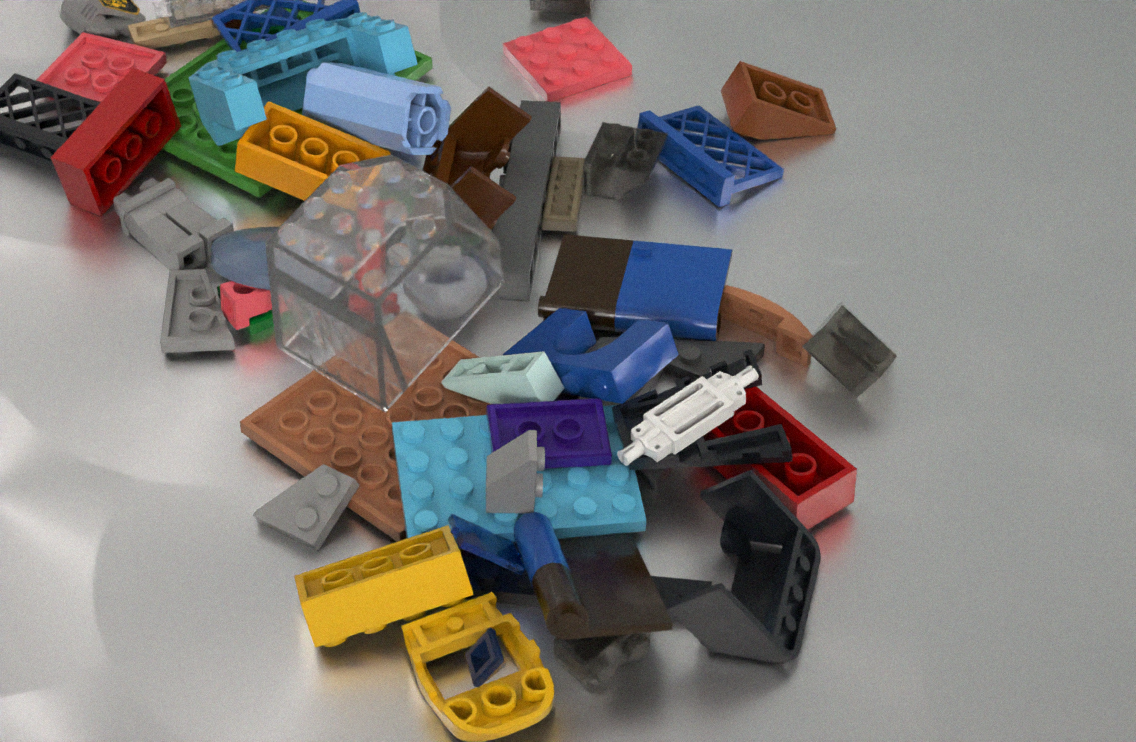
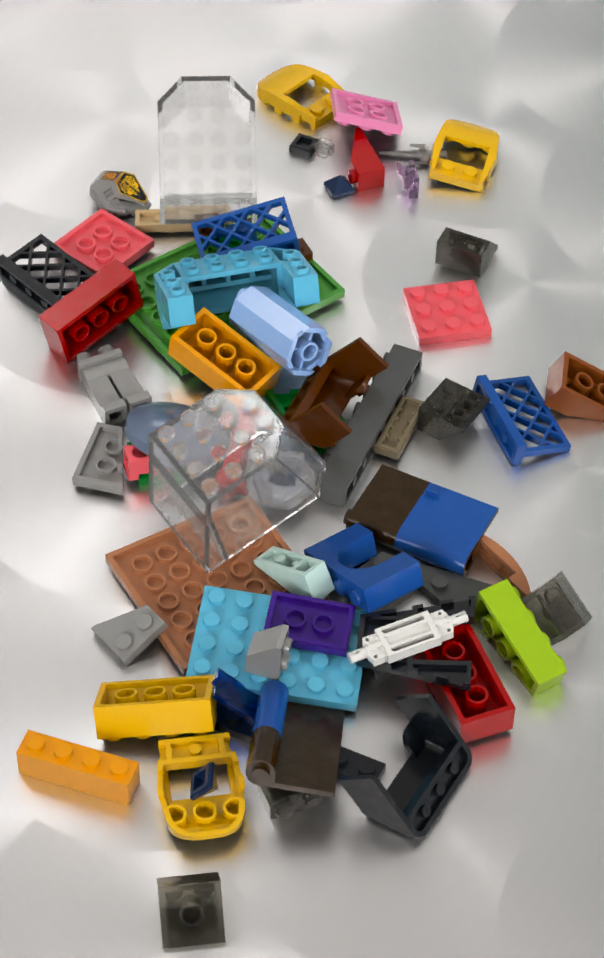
camera: 15 degrees right, 5 degrees up
(302, 688) = (78, 767): none -> light orange brick
(821, 392) = (518, 637): none -> lime wedge

